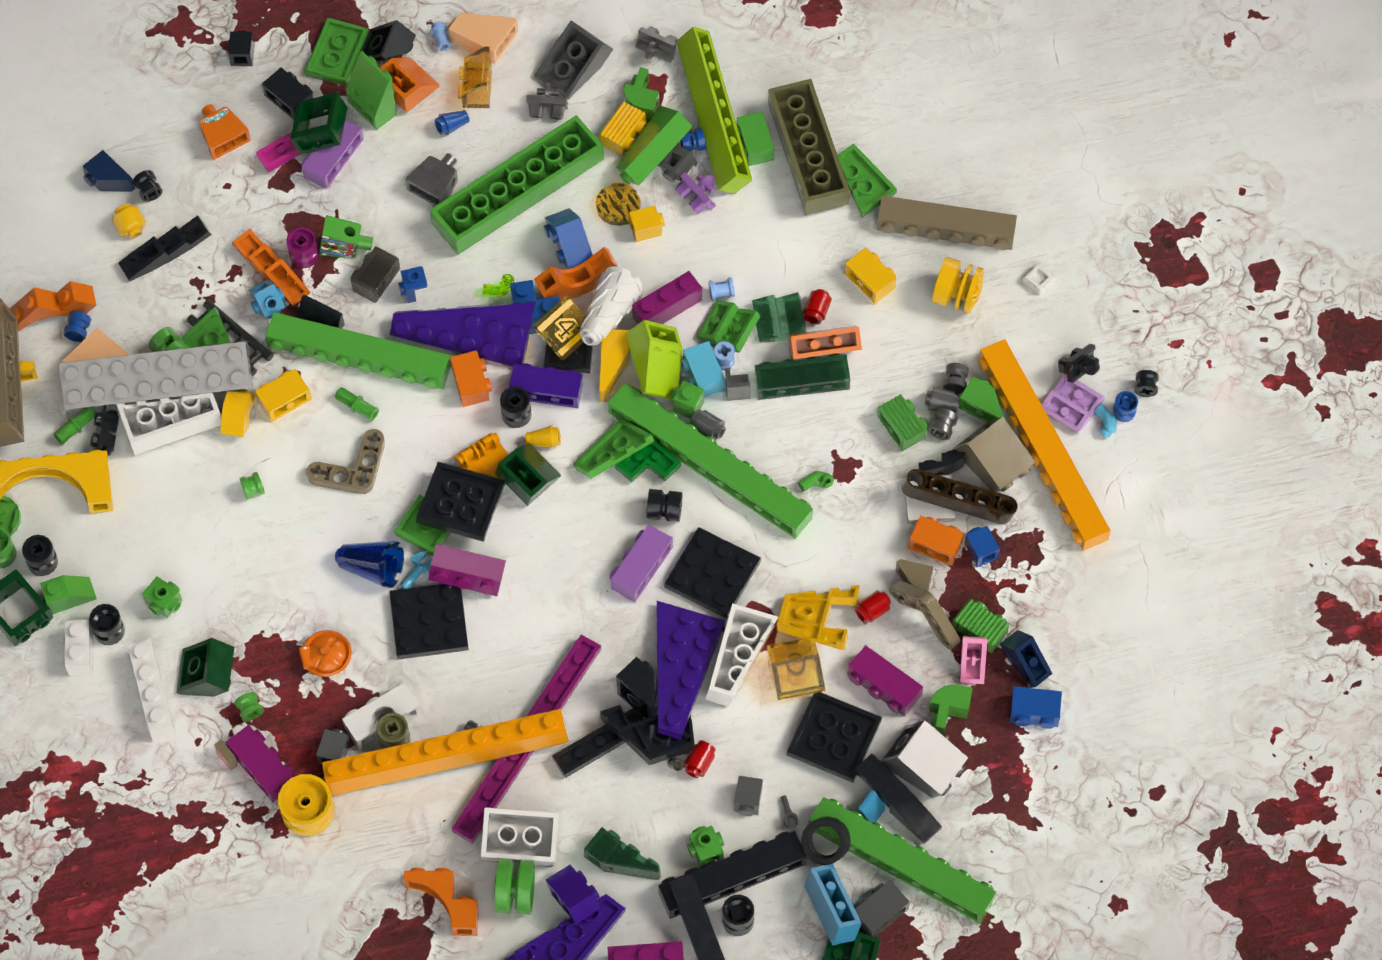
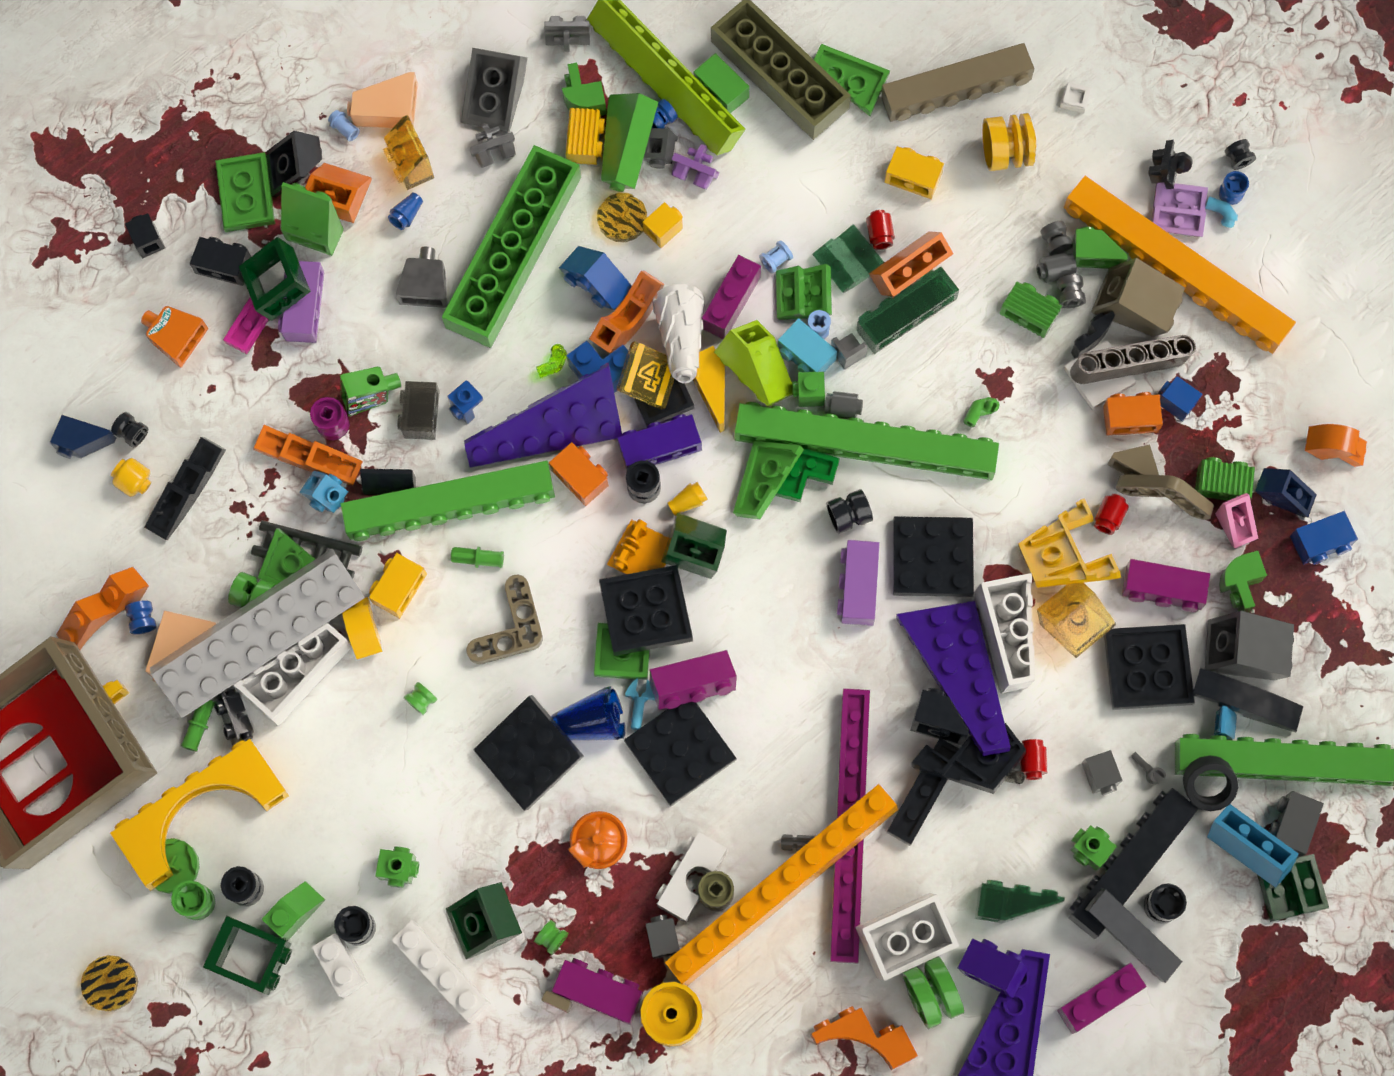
camera: 25 degrees left, 10 degrees up
(310, 563) = (528, 752): none -> black plate
(1091, 638) = (1336, 441): none -> orange brick

